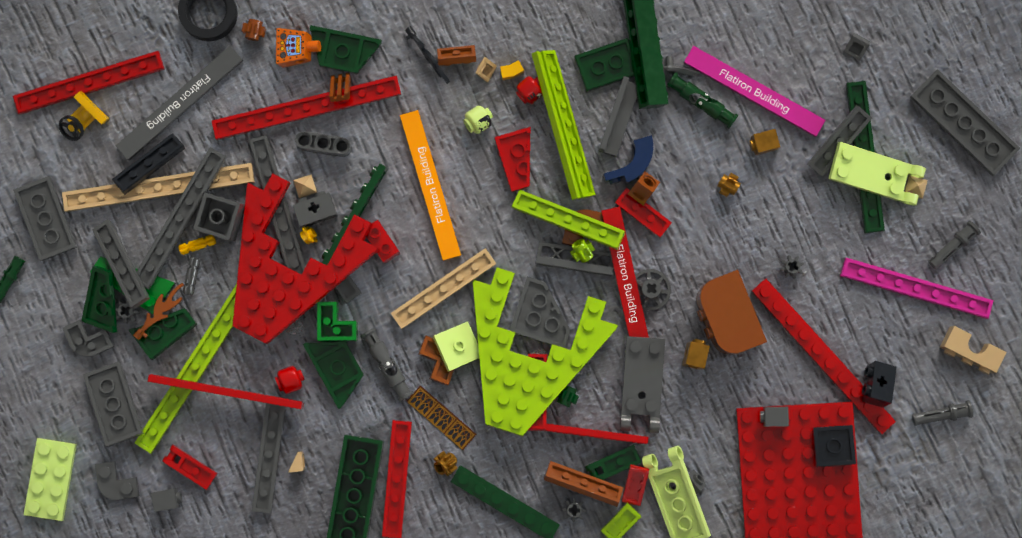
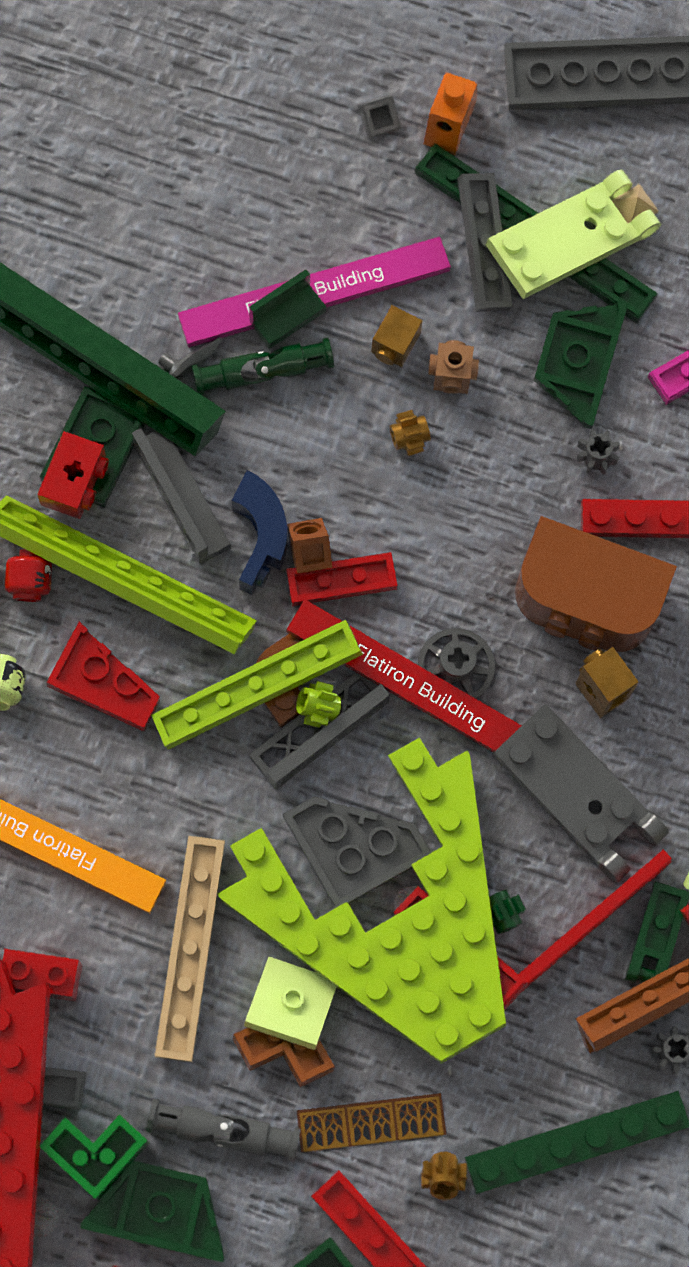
camera: 50 degrees left, 10 degrees down
(592, 61) = (73, 456): none -> red brick
(733, 88) = (286, 310): none -> dark green panel
(768, 182) = (453, 367): none -> medium nougat brick
(826, 223) = (579, 357): none -> dark green wing
(884, 75) = (454, 106): none -> orange torso

